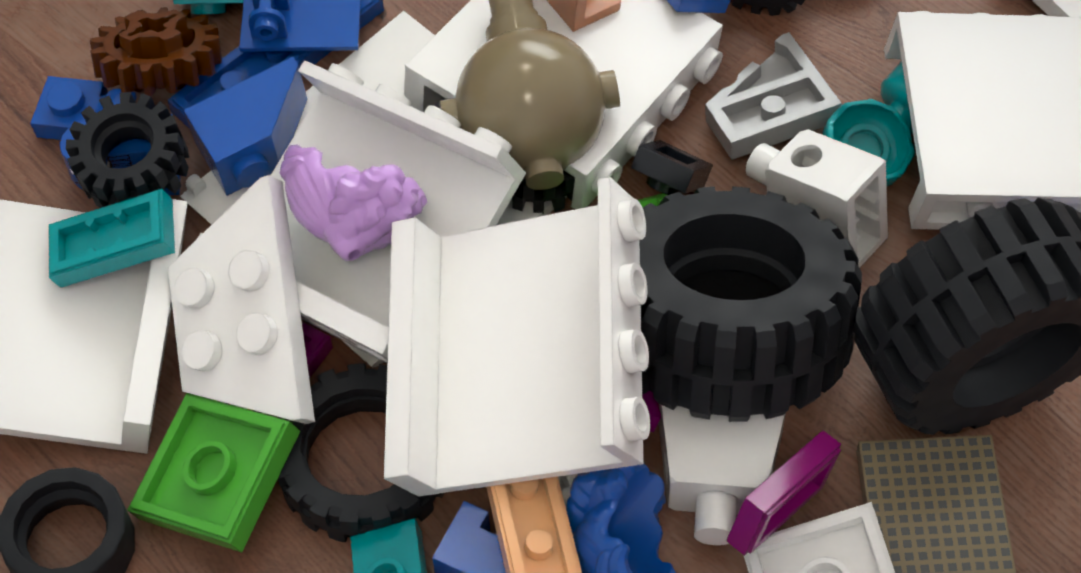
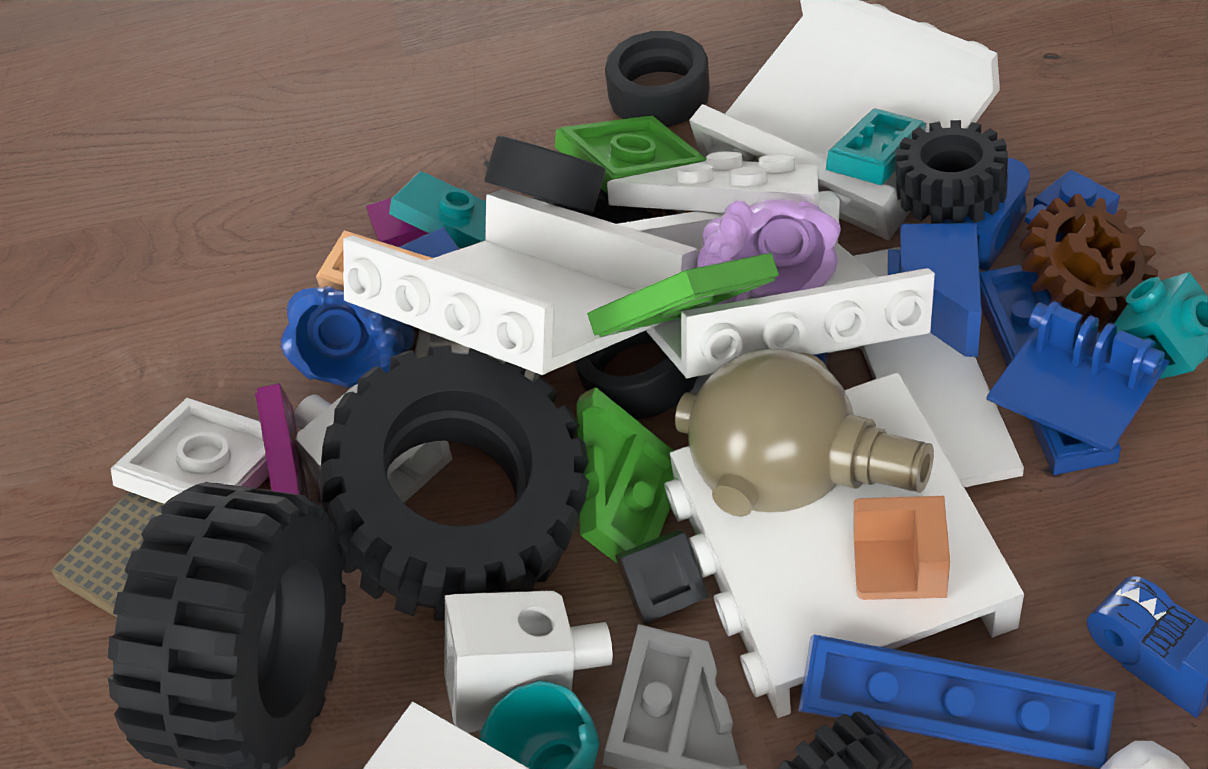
camera: 130 degrees right, 10 degrees down
(371, 452) = (545, 174): none -> black tyre
(481, 161) = (682, 292): none -> bright green tile

